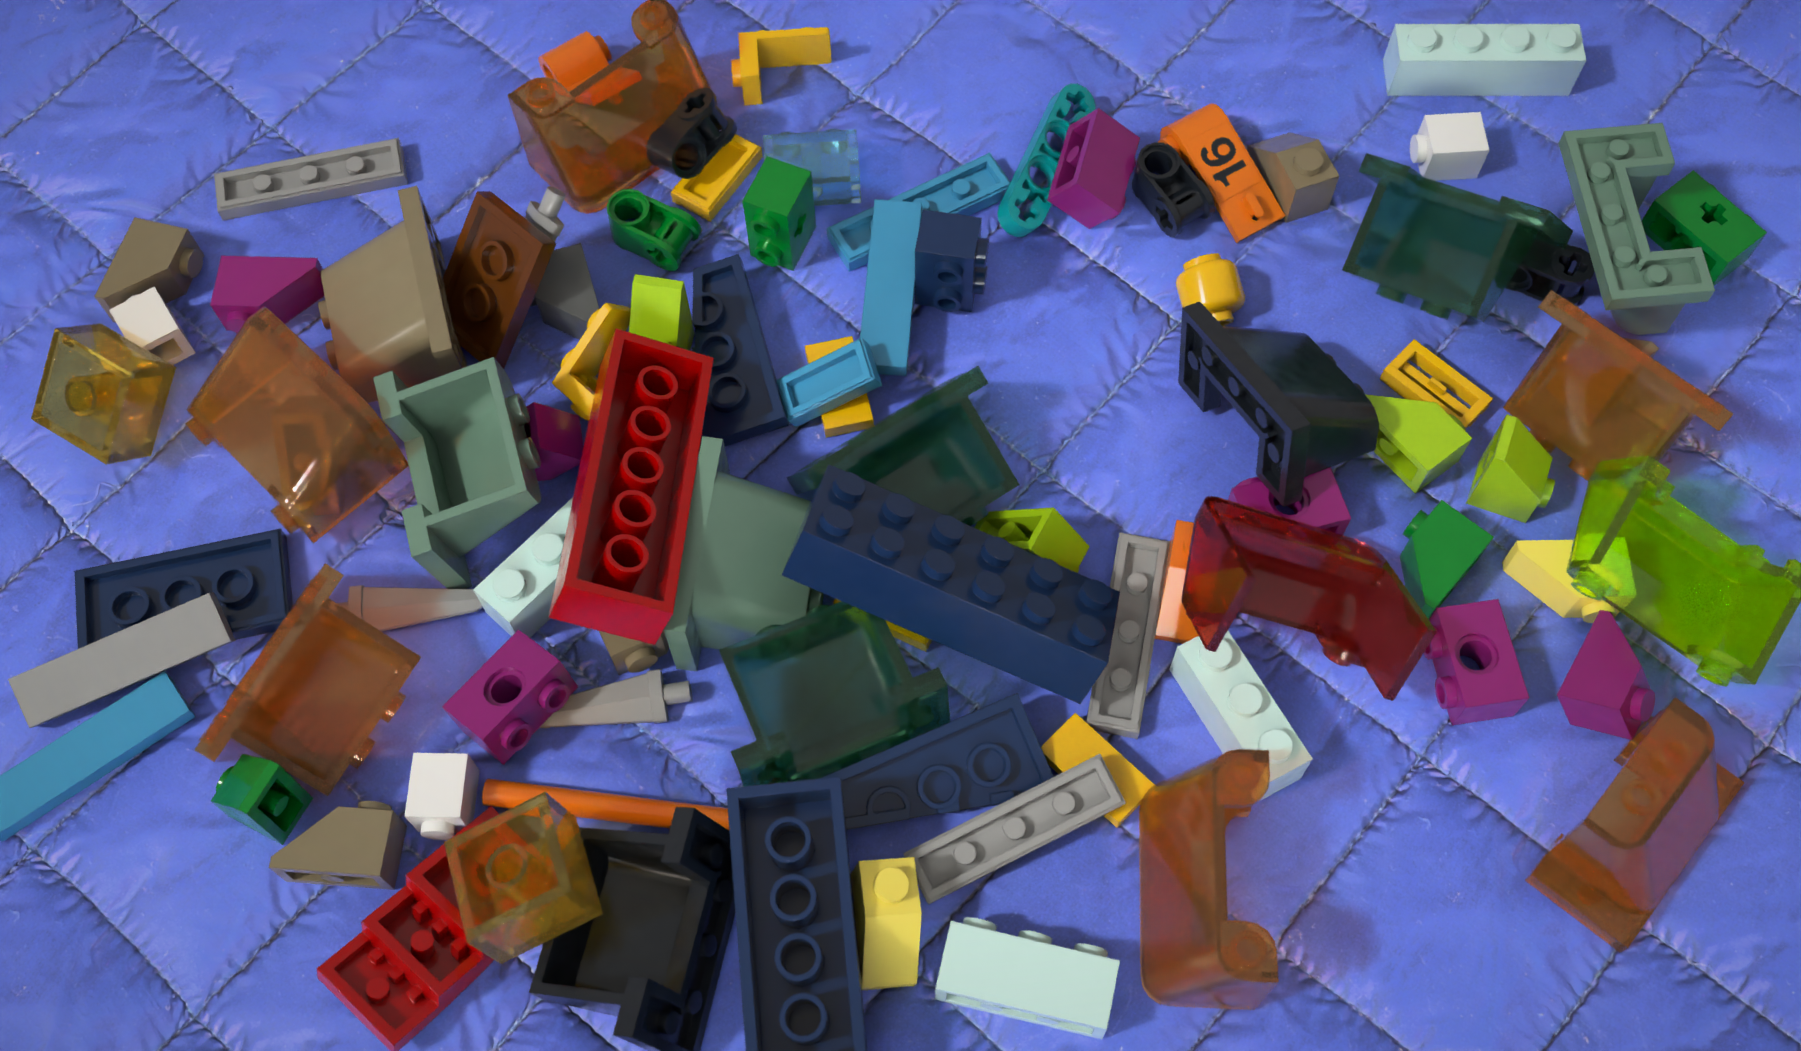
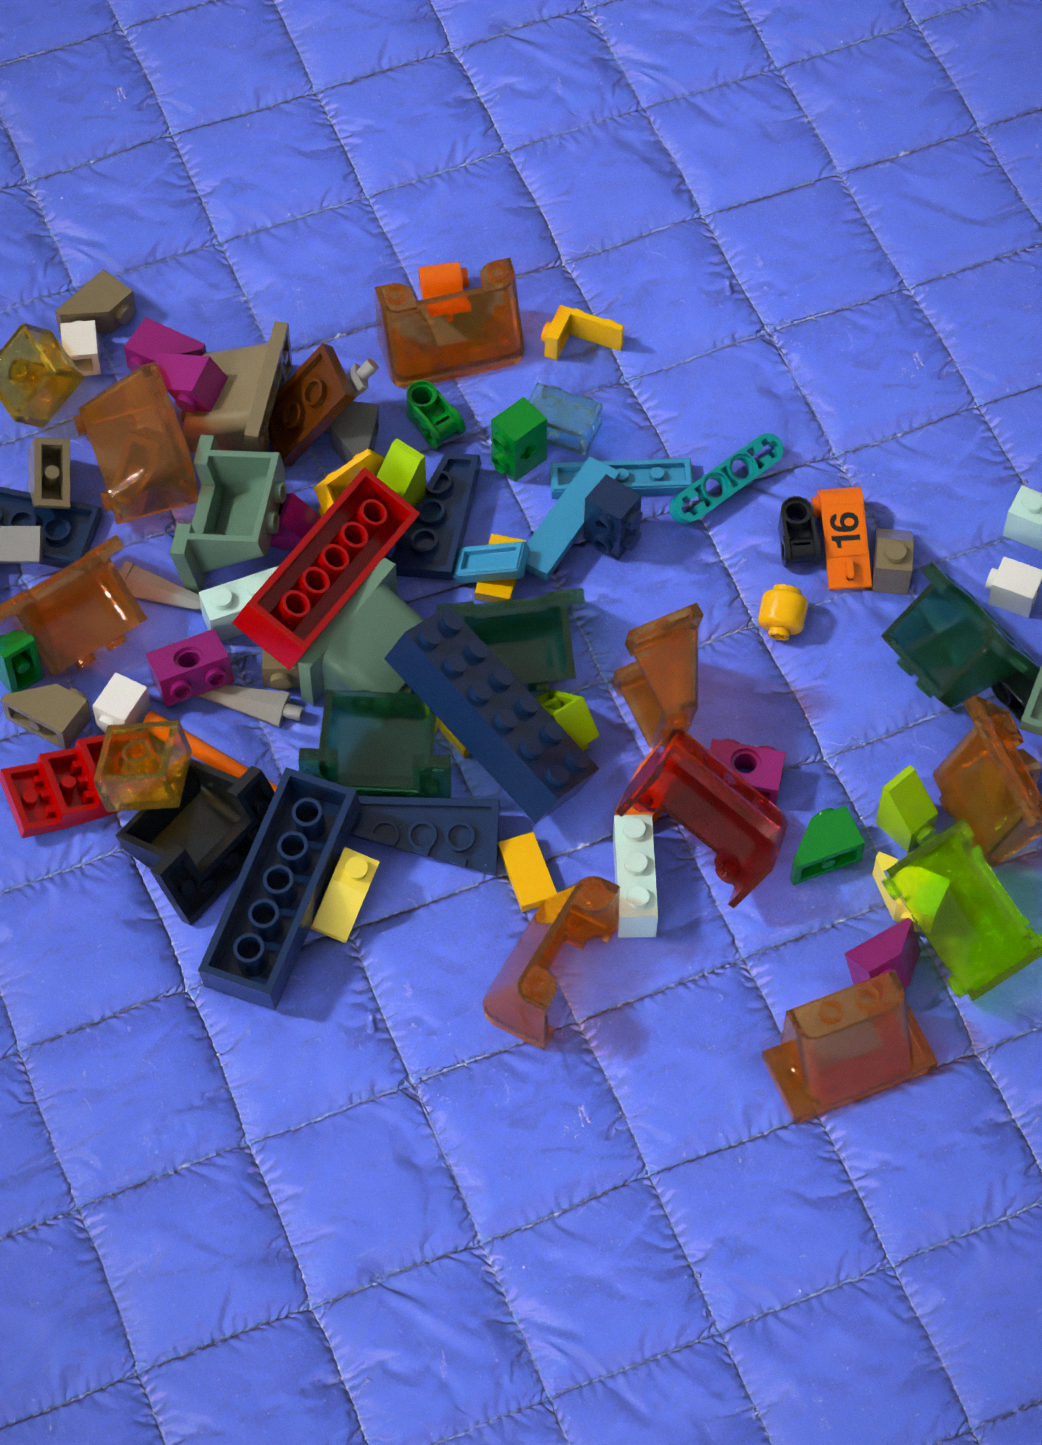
camera: 25 degrees right, 5 degrees down
(188, 514) = (49, 472): none -> dark tan slope
(310, 179) = (229, 288): light grey tile -> none
(324, 310) = (191, 380): none -> magenta slope
(691, 134) = (494, 362): black piece -> none
(718, 179) = (496, 395): yellow tile -> none
(1015, 828) = (454, 879): light grey tile -> none
(1027, 977) = (412, 964): light aqua brick -> none
(1094, 169) = (751, 498): magenta brick -> none
(1121, 688) = (592, 806): light grey tile -> none
(1147, 442) = (664, 678): none -> clear orange windscreen
(1284, 390) = (778, 695): black windscreen -> none
(1416, 386) = (925, 762): yellow tile -> none
(1417, 439) = (859, 762): lime slope -> none
(1481, 634) = (806, 935): magenta brick -> none

